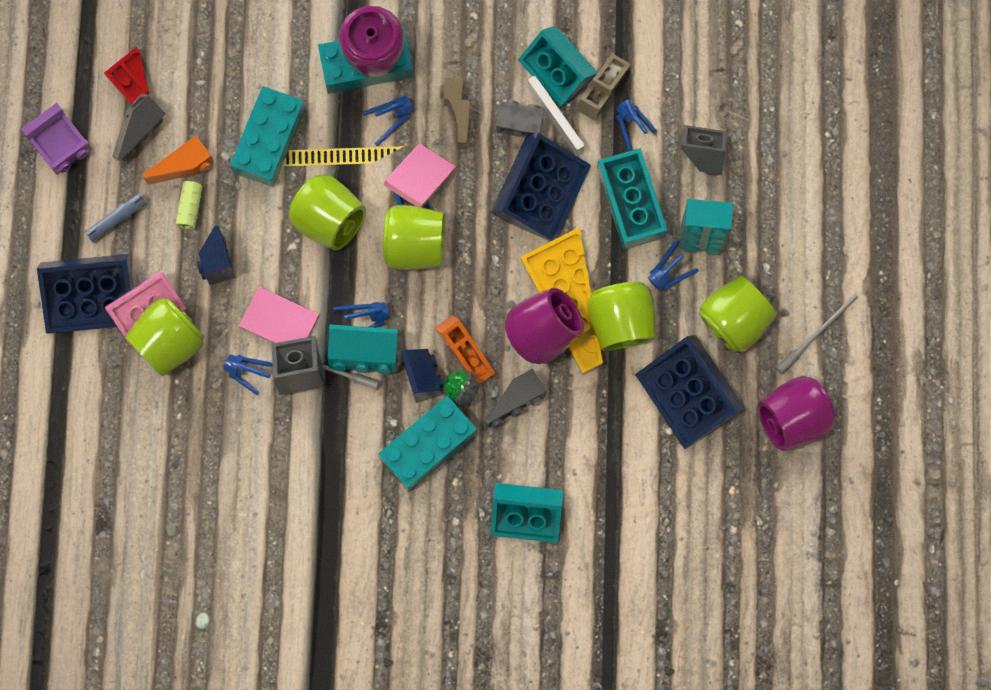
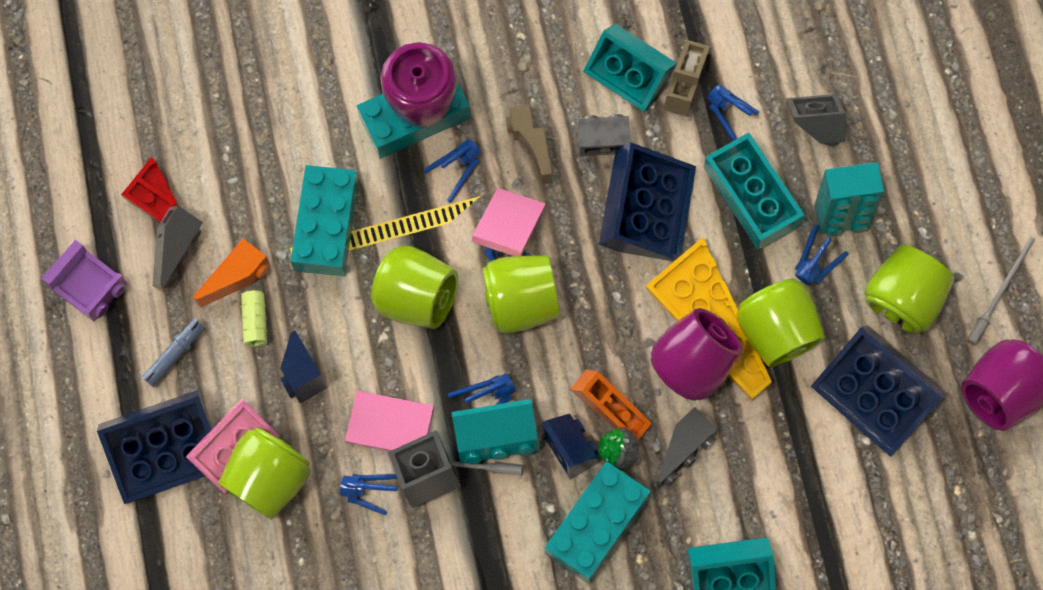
camera: 10 degrees left, 5 degrees down
(555, 115) = (642, 121): white tile -> none

